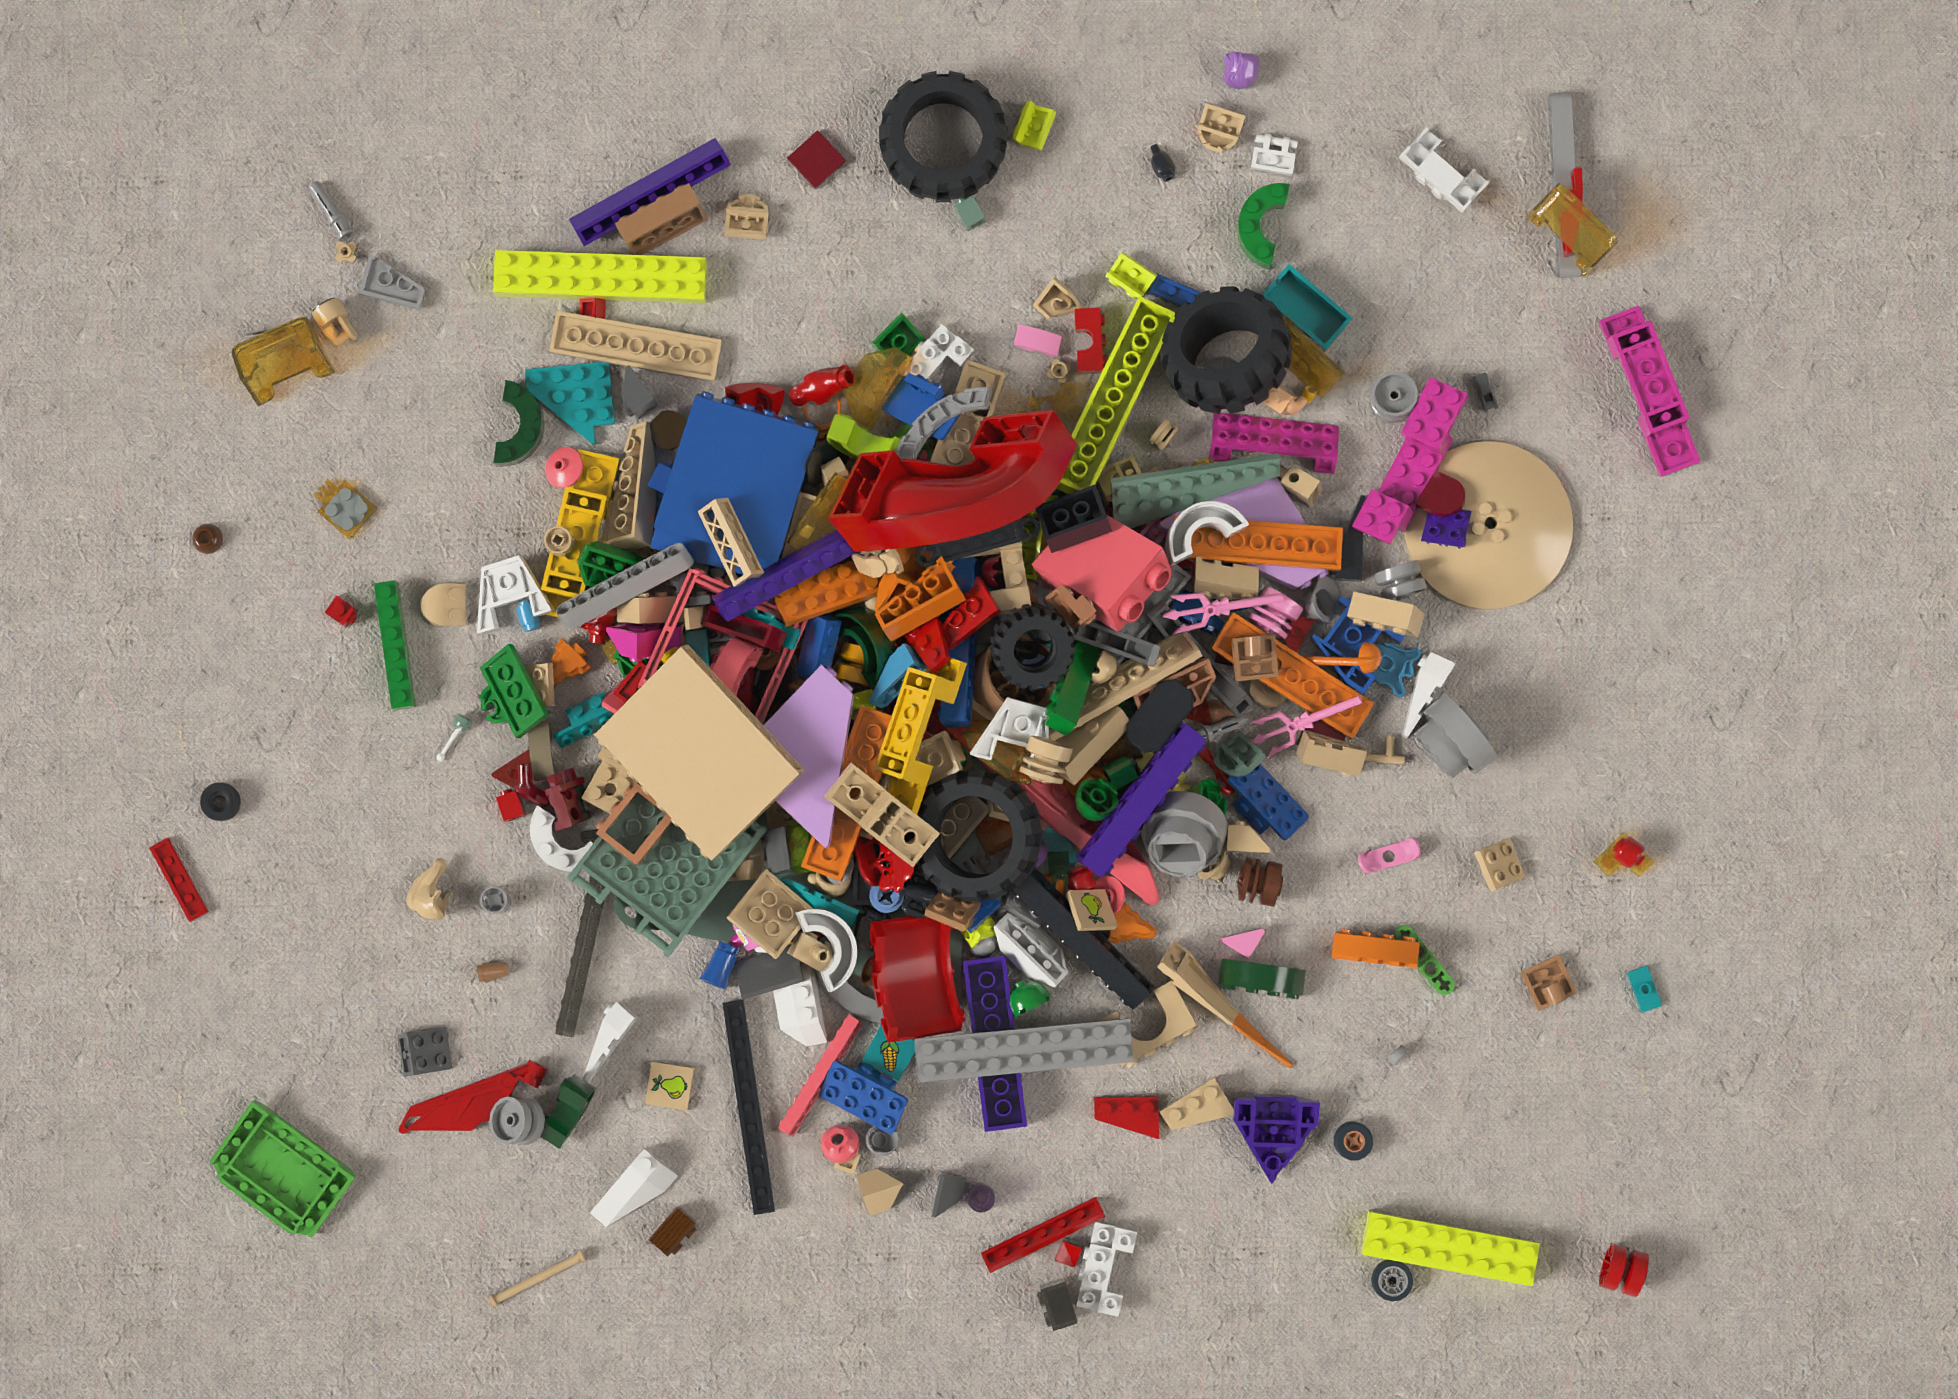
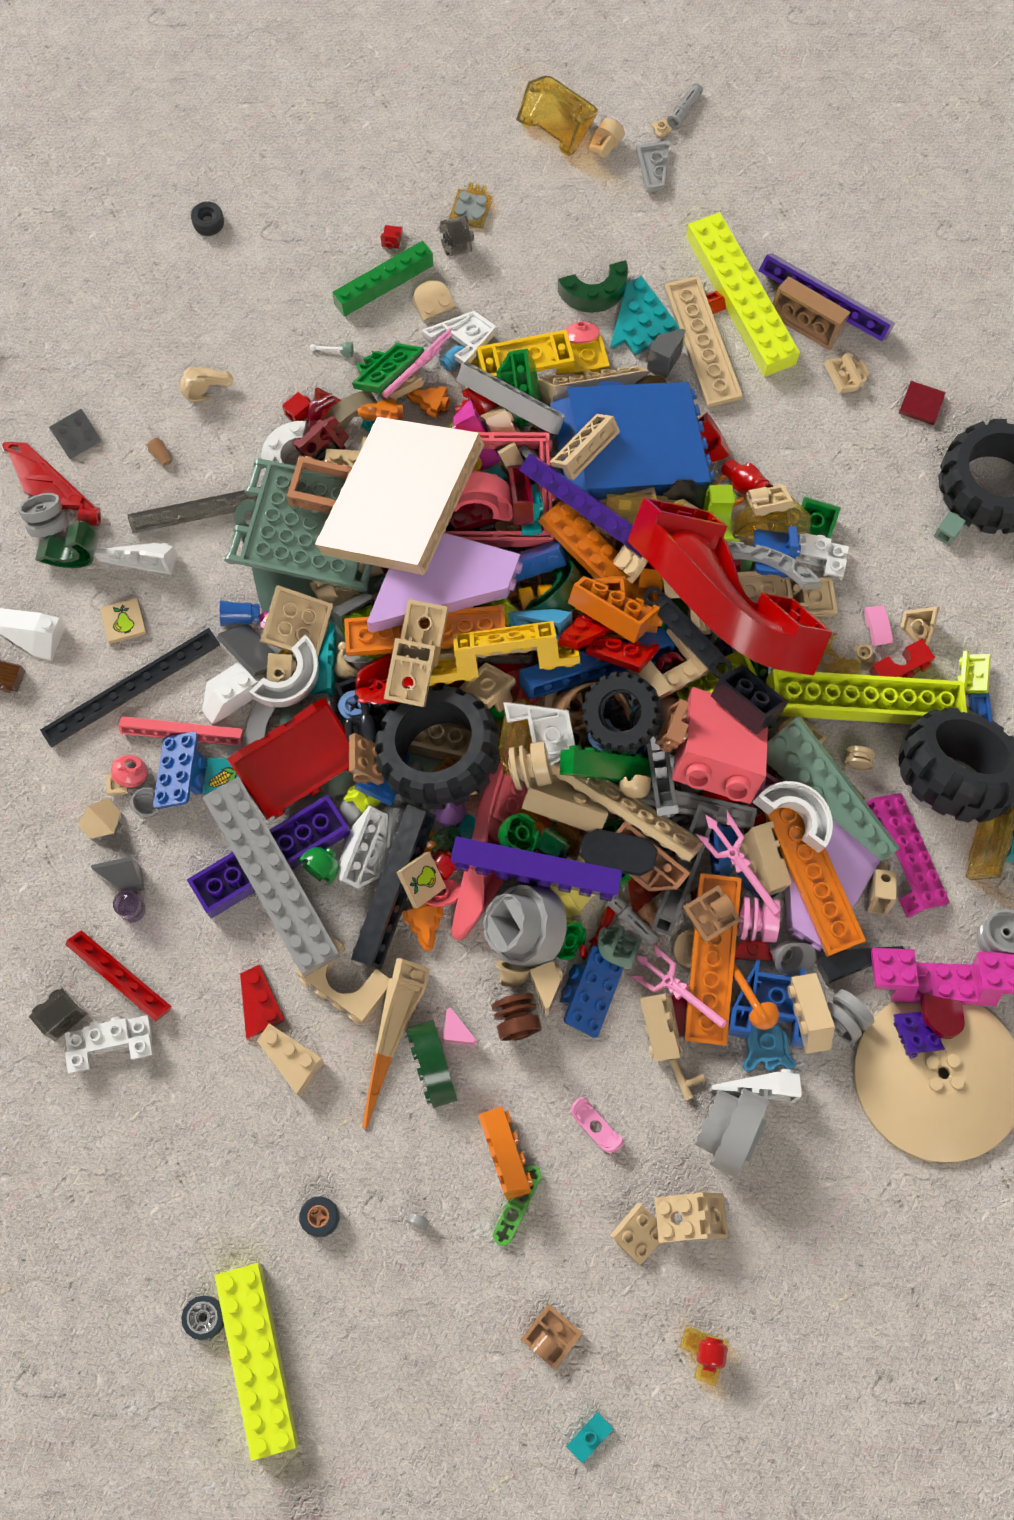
camera: 65 degrees right, 15 degrees down
(179, 879) = (136, 219): red tile -> none
(207, 538) = (401, 132): reddish brown piece -> none
(383, 544) = (456, 236): none -> clear smoke brick
(495, 900) = (217, 428): light grey wheel -> none
(523, 649) = (426, 357): none -> bright pink piece
(559, 541) = (520, 335): tan wheel -> none
(566, 719) = (383, 409): none -> orange rock
(866, 383) = (769, 500): none -> tan plate
(1068, 1253) = (110, 1005): red slope -> none
(1275, 1127) = (299, 1134): dark purple wedge -> none
(1286, 402) = (945, 841): light nougat torso -> none
(1514, 803) = (702, 1217): none -> tan bracket

